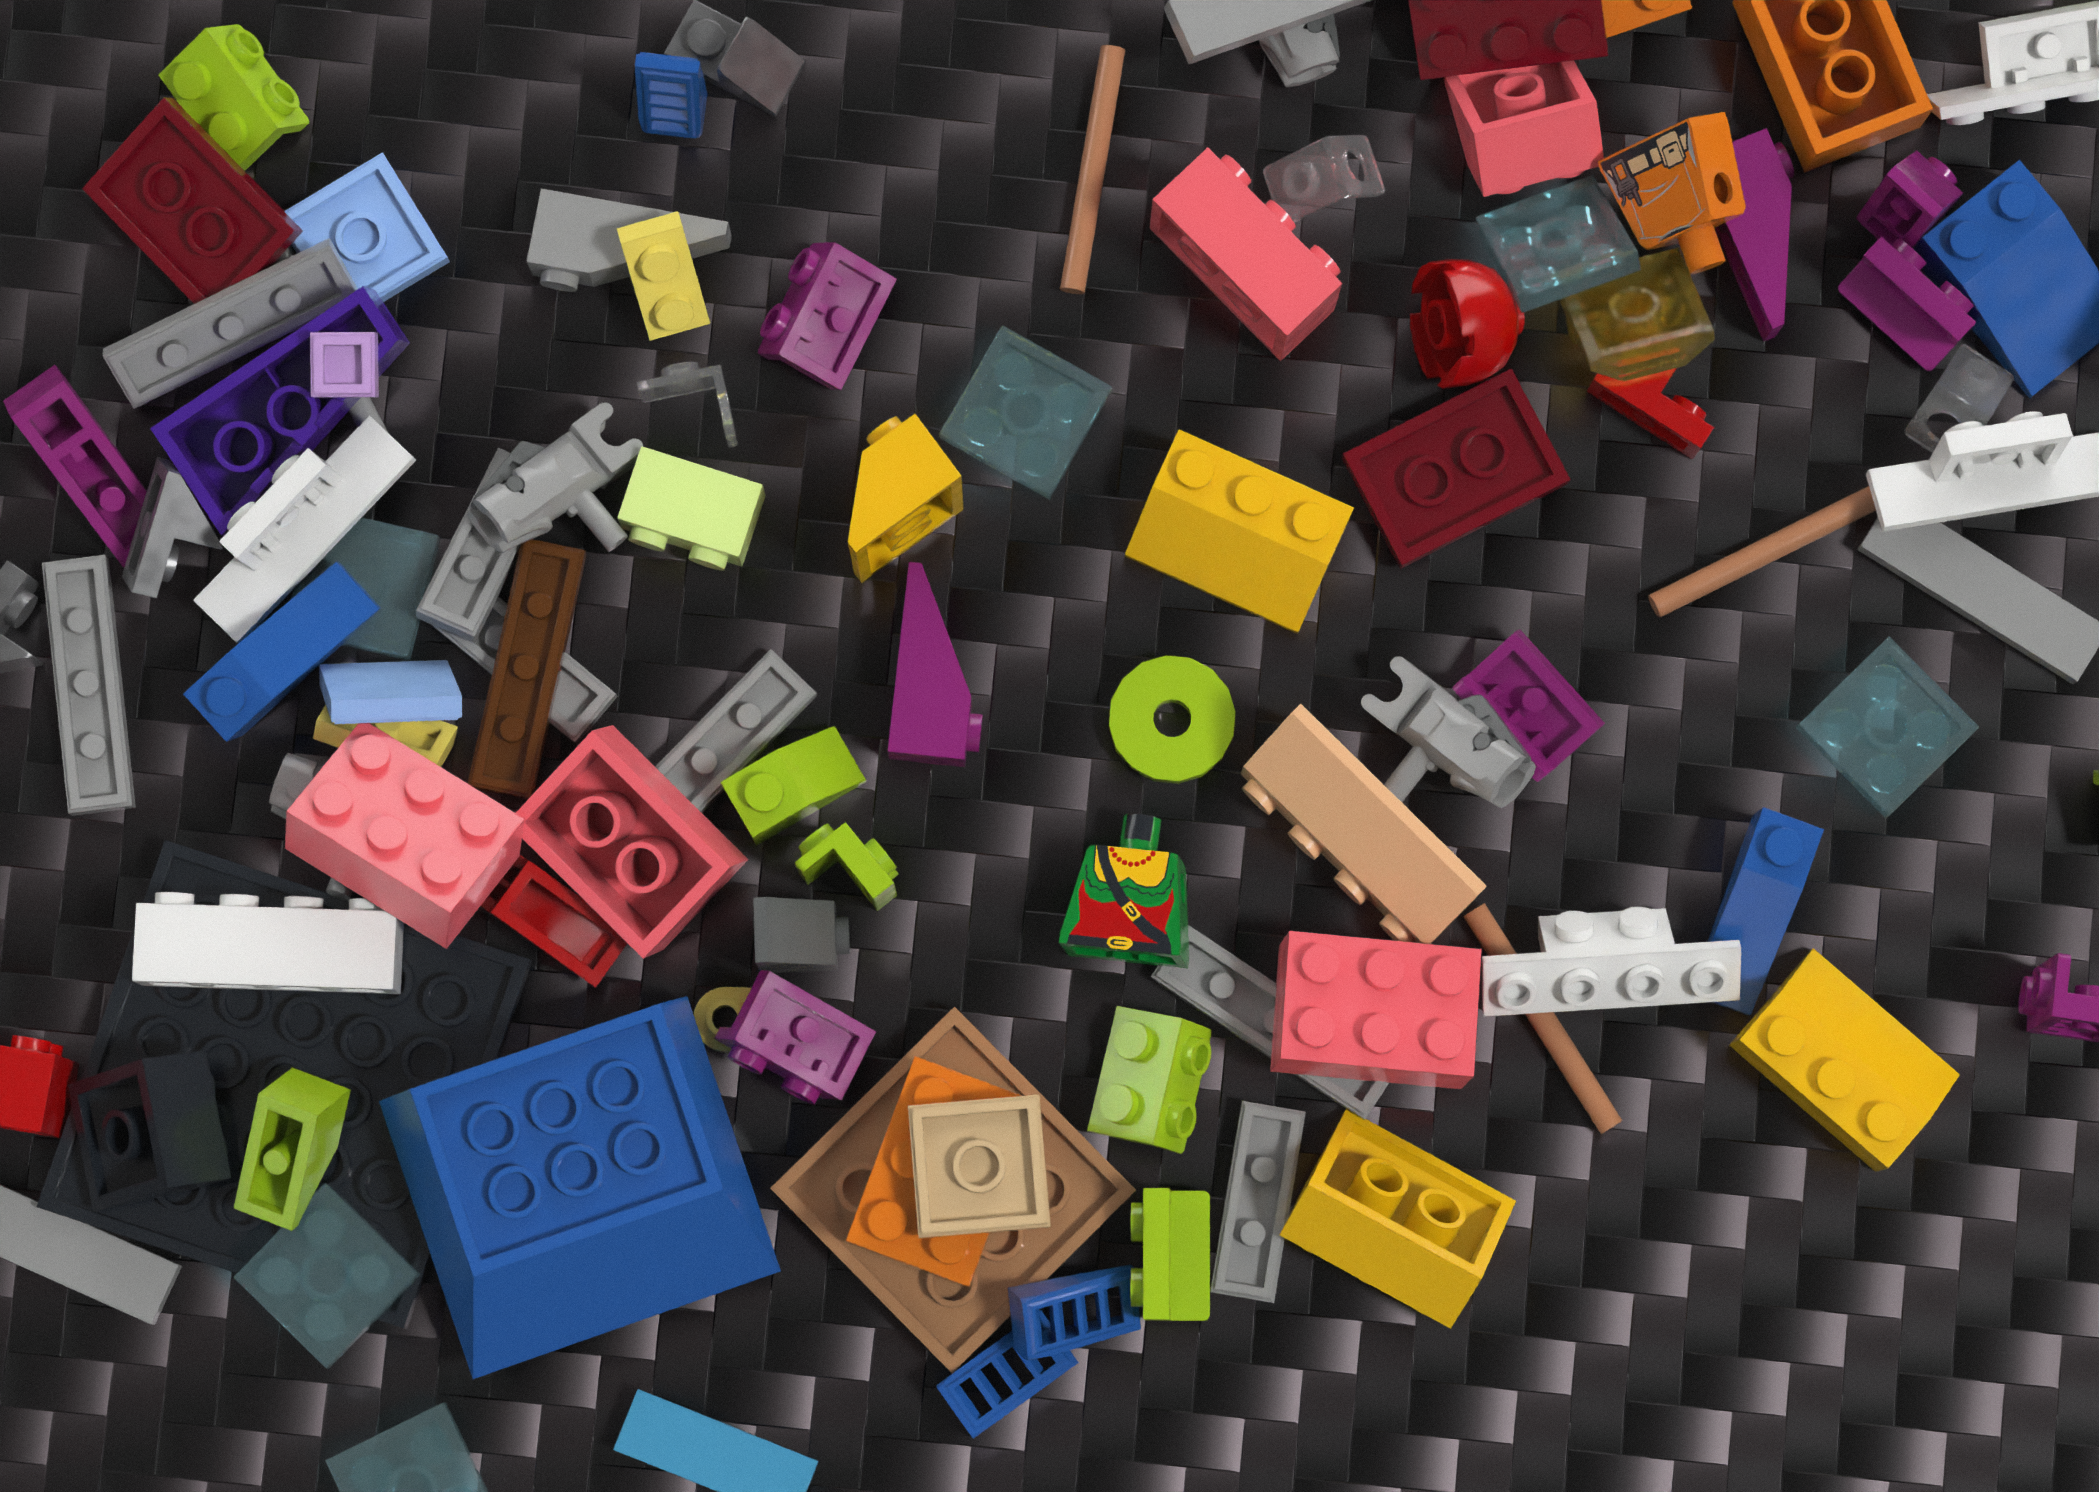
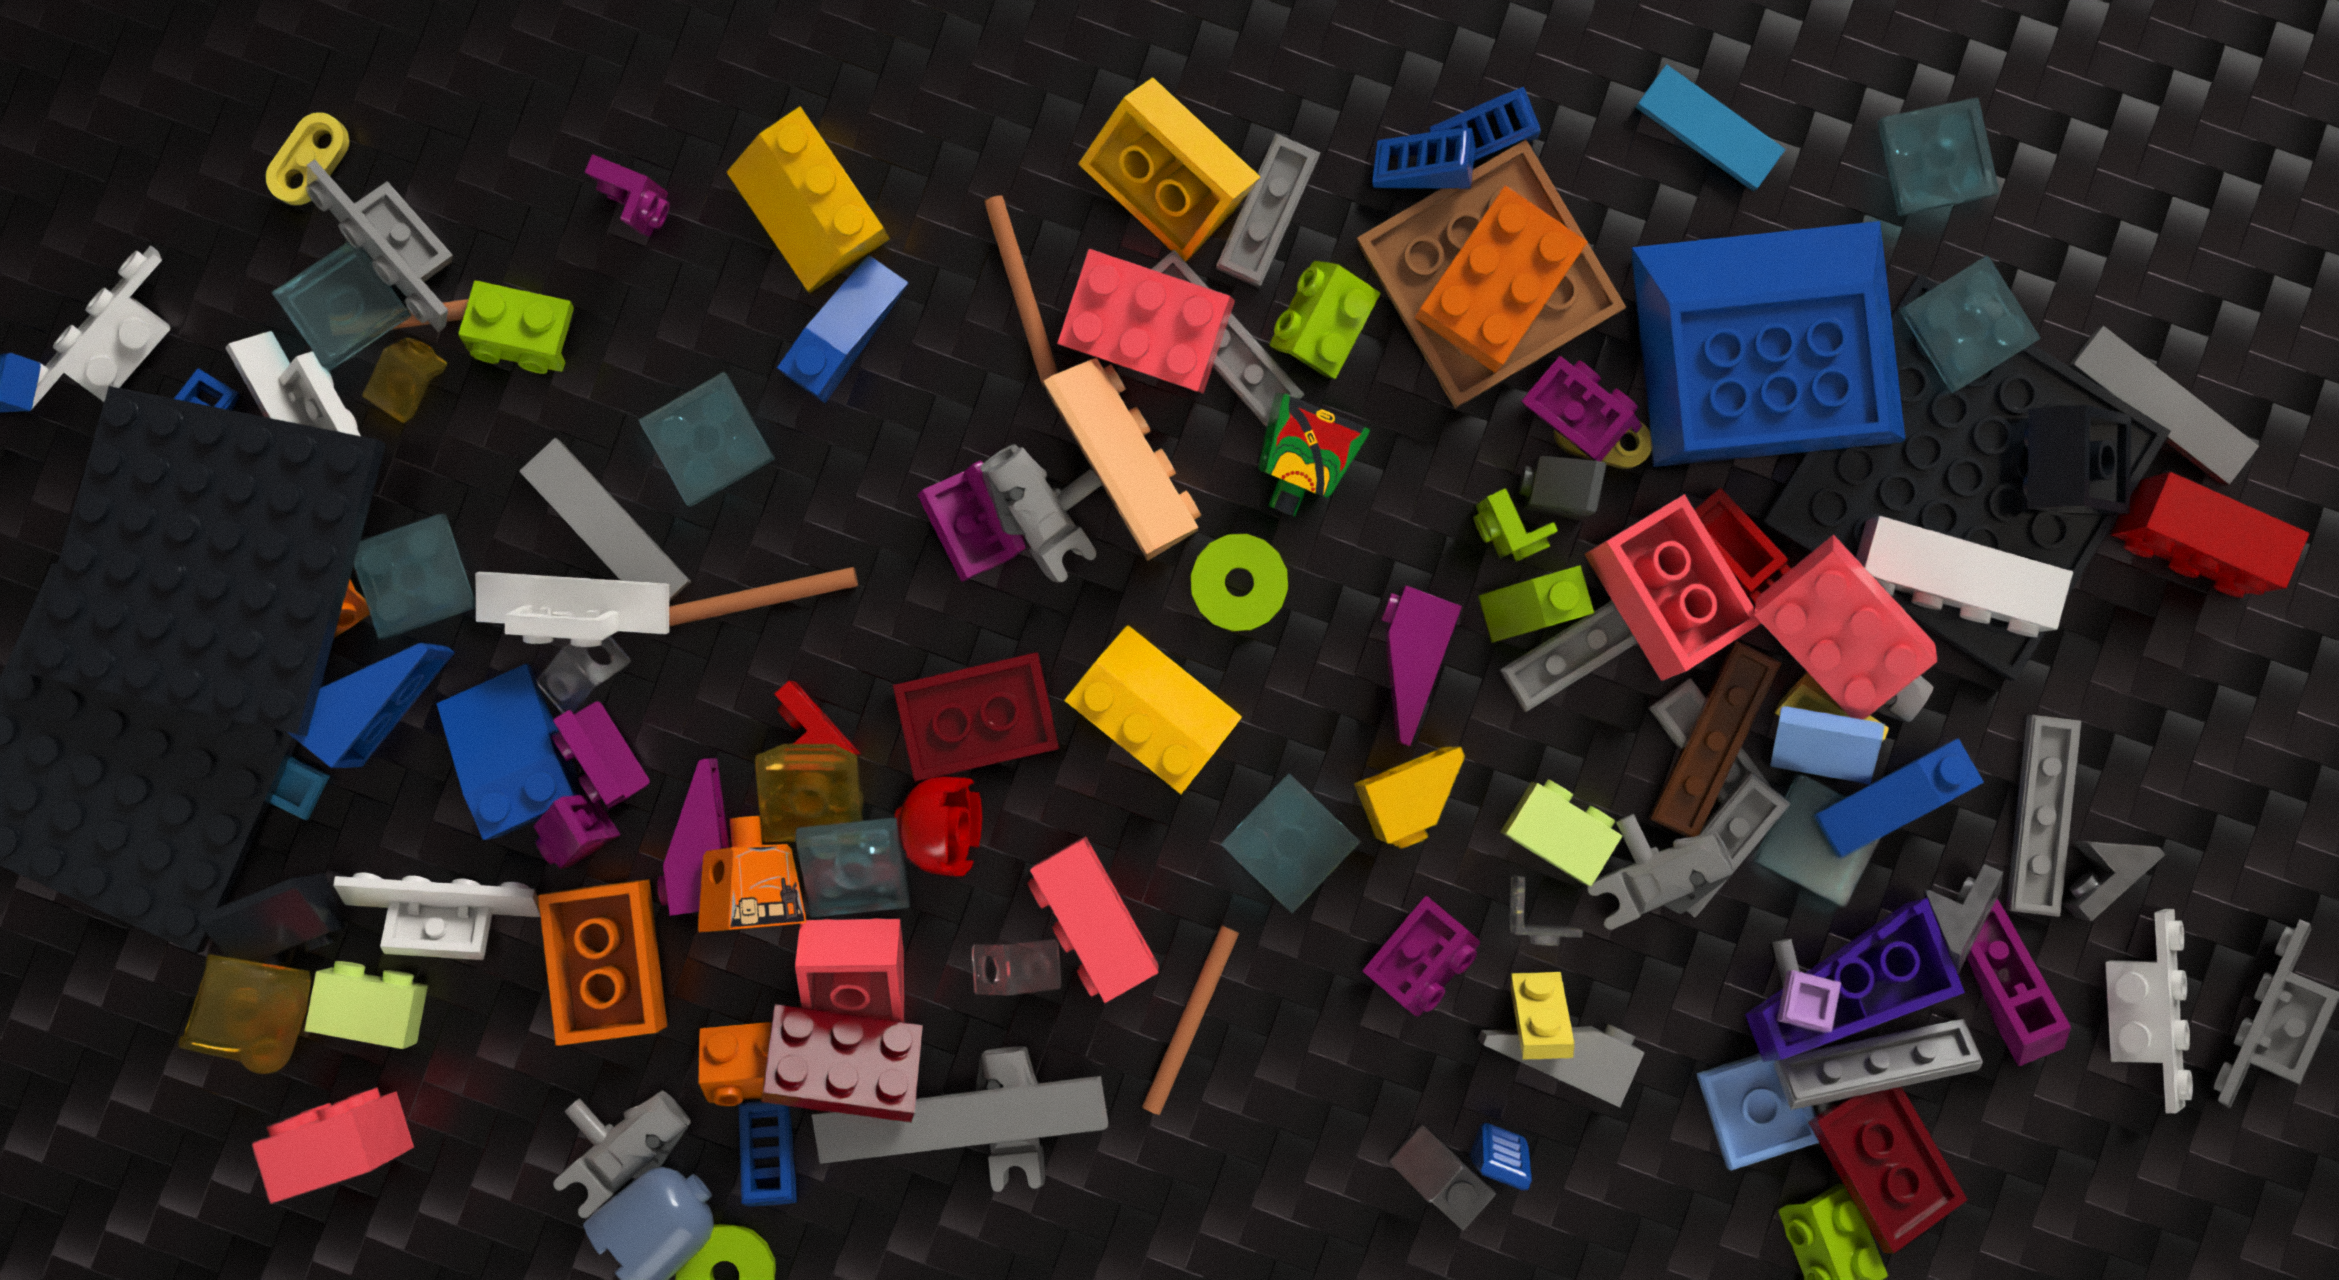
camera: 165 degrees left, 5 degrees up
(290, 1146) = (1979, 421): lime slope -> none
(298, 525) = (1864, 893): white bracket -> none
(979, 1166) = (1478, 266): tan tile -> none
(1175, 1255) = (1340, 183): lime bracket -> none
(1609, 964) = (963, 316): white bracket -> none

